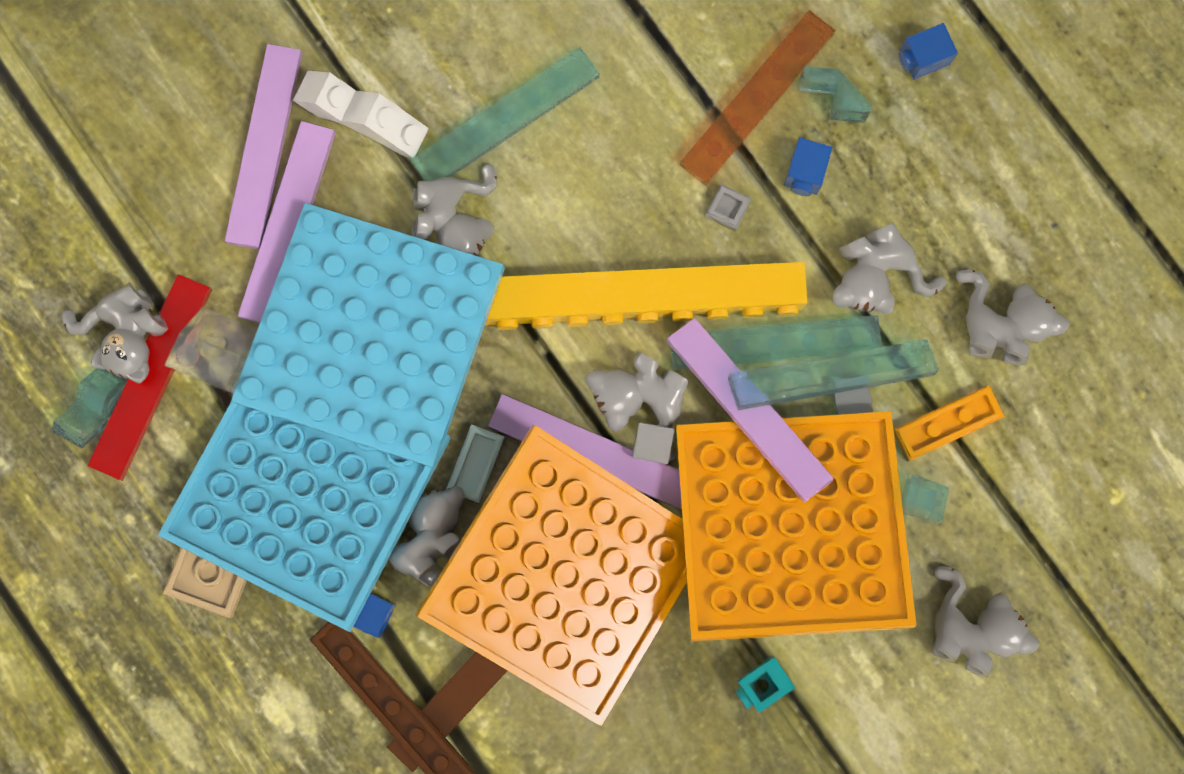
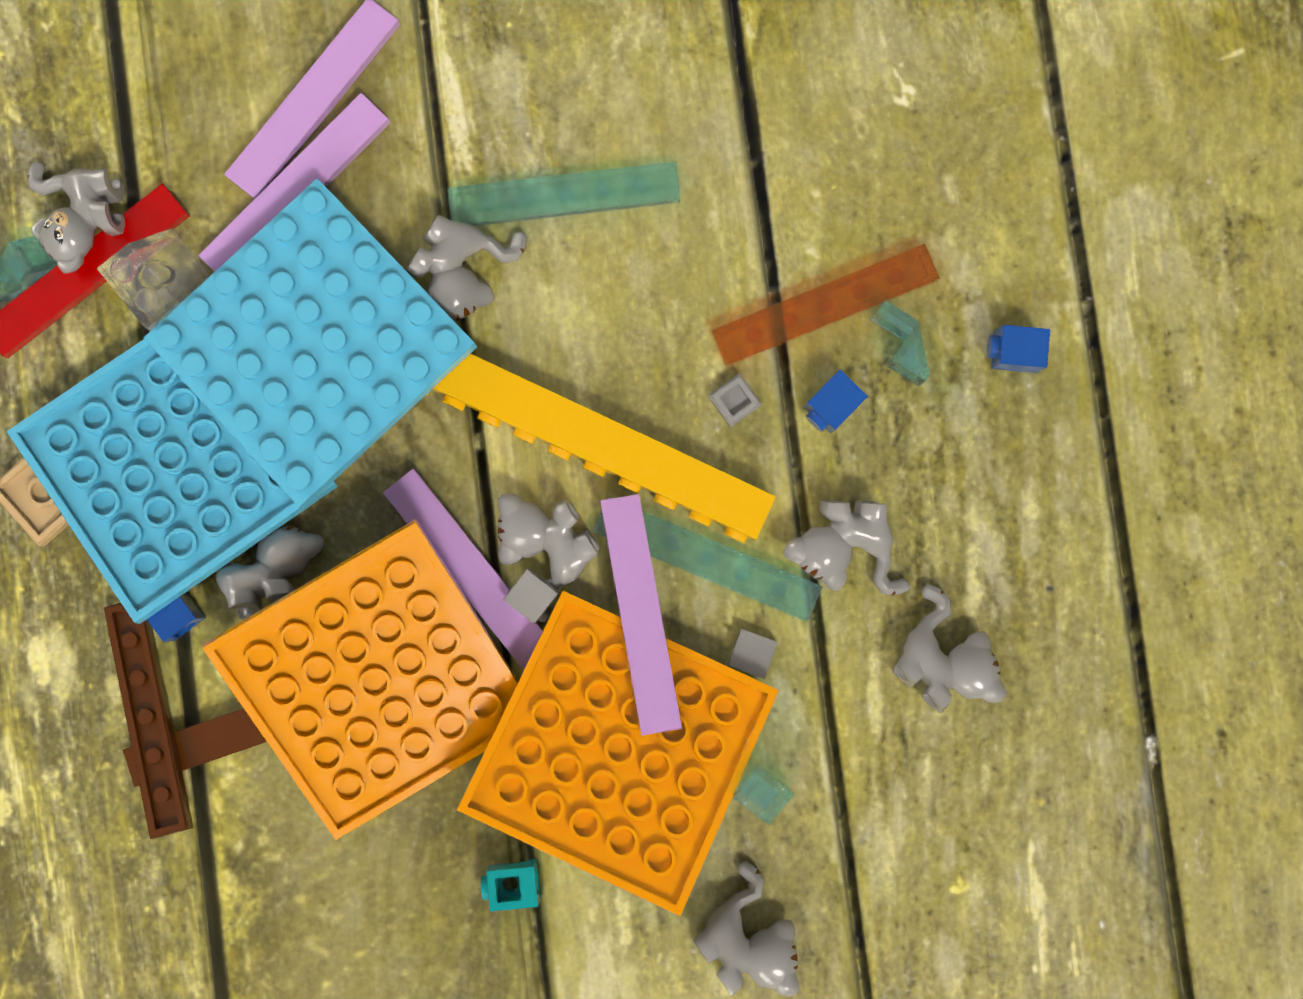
camera: 25 degrees right, 5 degrees up
(361, 111) = (422, 115): white arch -> none
(476, 462) = (353, 522): light aqua tile -> none
(832, 374) = (742, 622): clear light blue tile -> none
(948, 423) = (833, 728): light orange tile -> none

